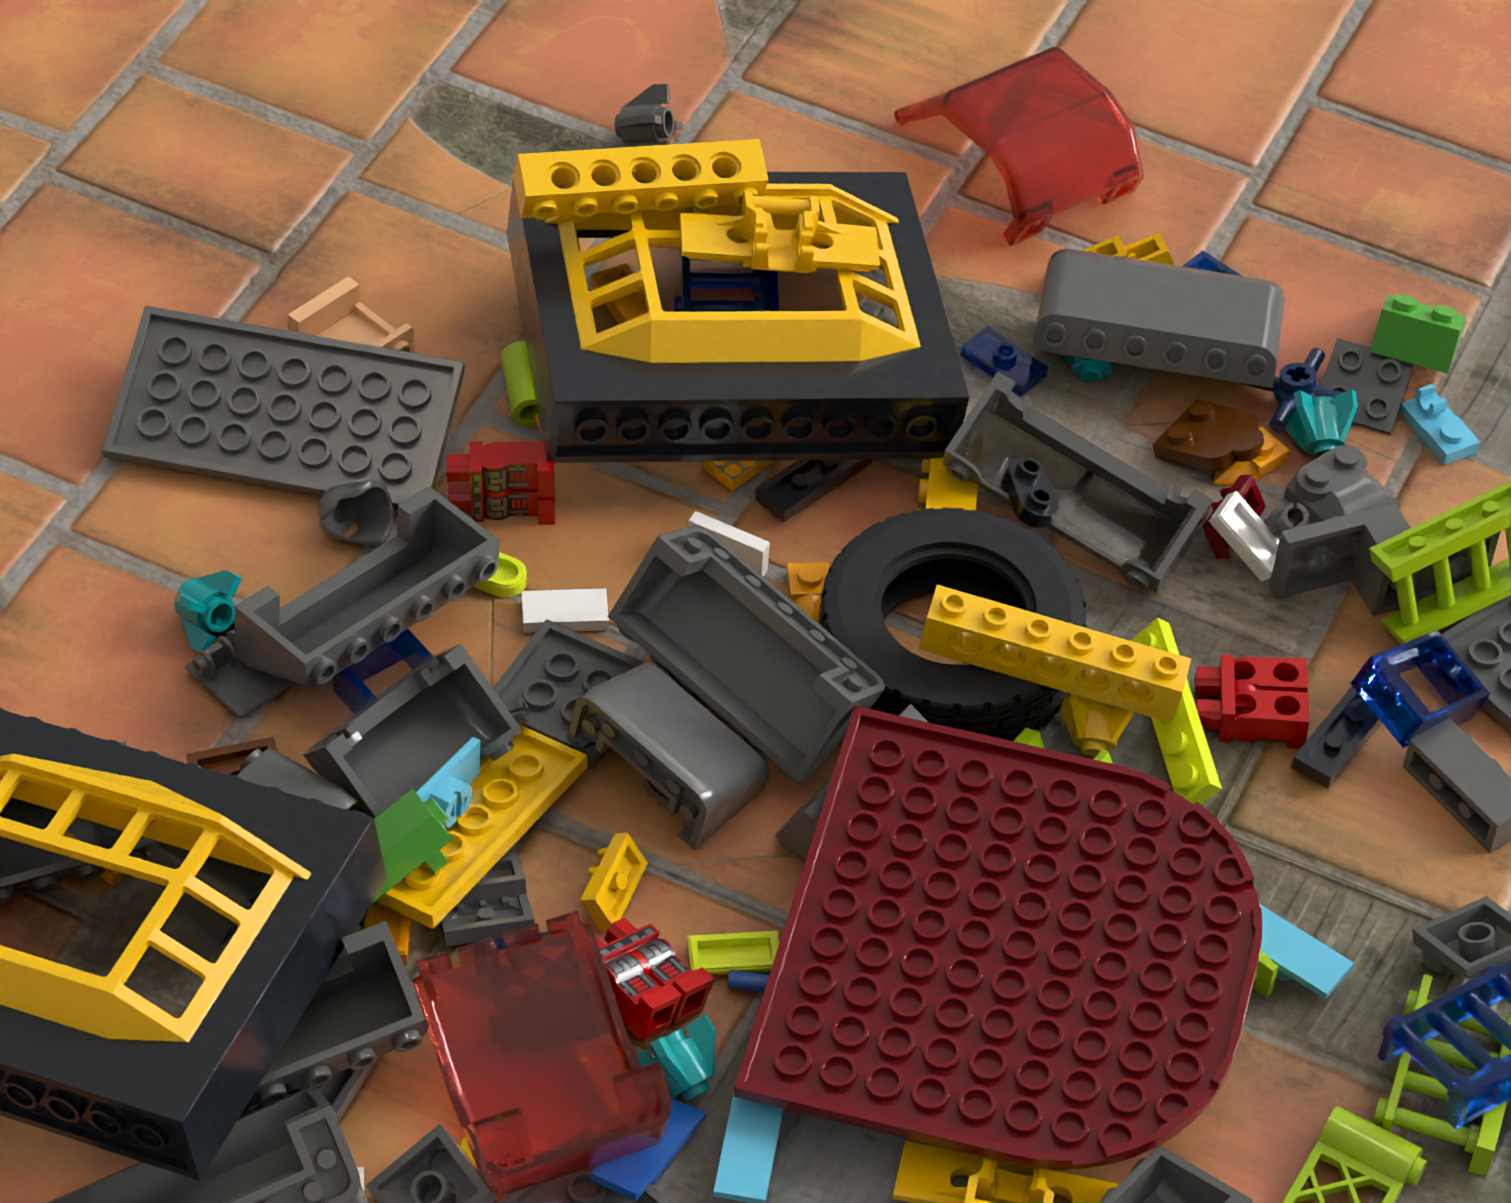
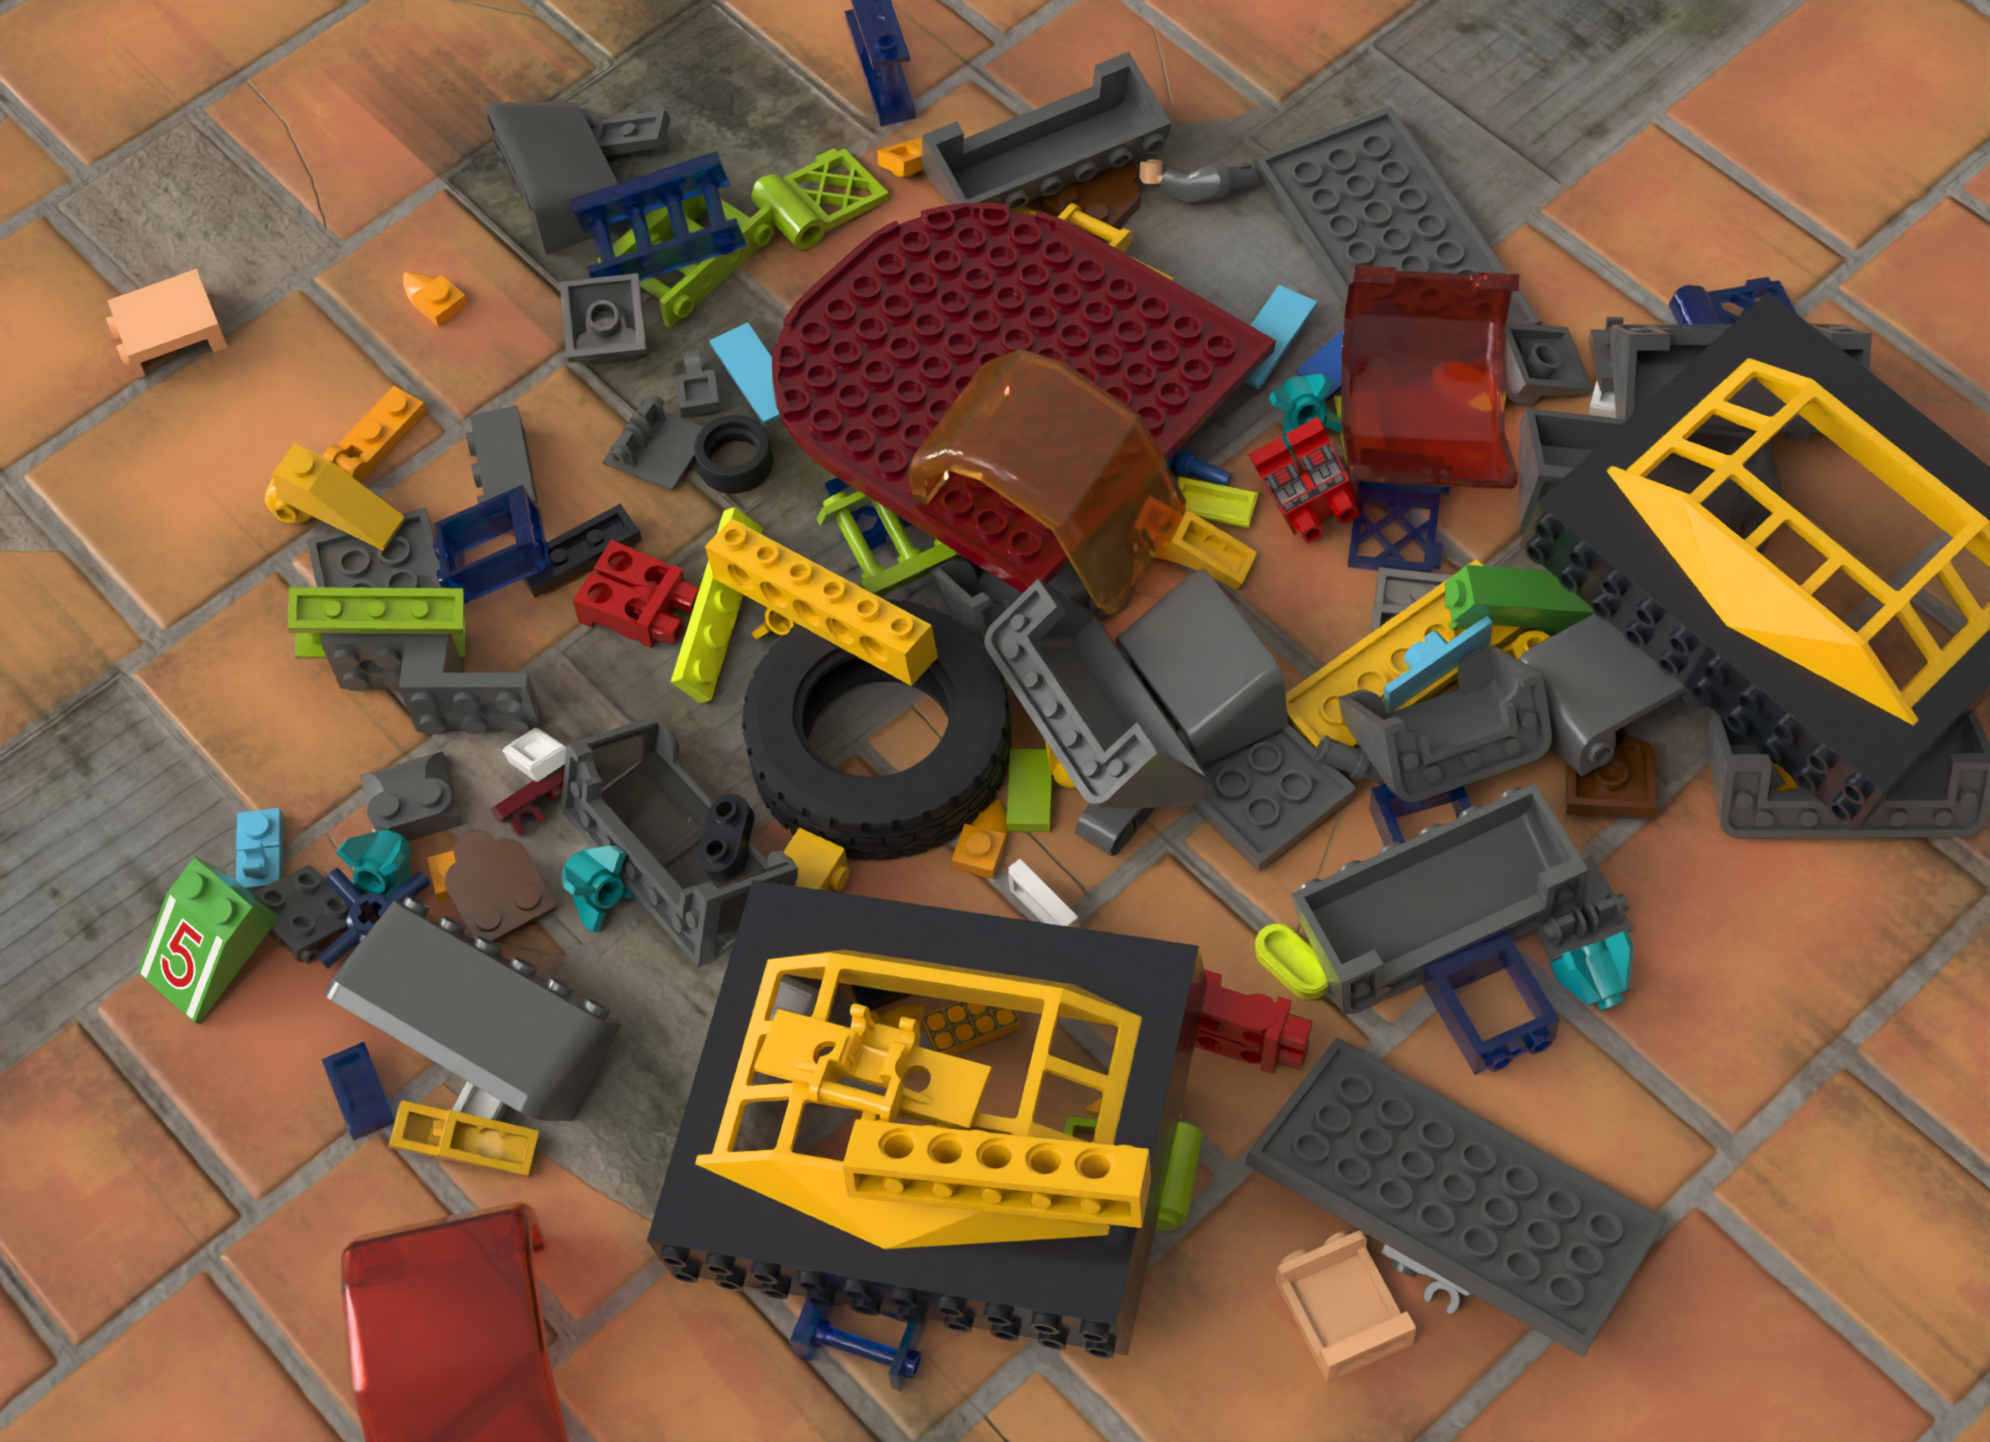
camera: 150 degrees left, 10 degrees up
(275, 535) = (1474, 964): none -> clear blue window
(359, 502) = (1414, 1050): dark grey hair -> none
(569, 608) = (1232, 888): white tile -> none
(613, 880) = (1284, 595): yellow plate -> none
(735, 889) = (1206, 547): none -> yellow slope
(895, 785) = (1066, 460): none -> clear orange windscreen
(997, 354) = (644, 1066): clear blue plate -> none
(1137, 447) = (595, 882): none -> teal brick
(1276, 846) = (727, 430): none -> black tyre
(1286, 517) = (498, 746): dark grey pin -> none
(1338, 920) = (697, 388): none -> dark grey plate
(1340, 858) = (655, 445): none -> dark grey hinge

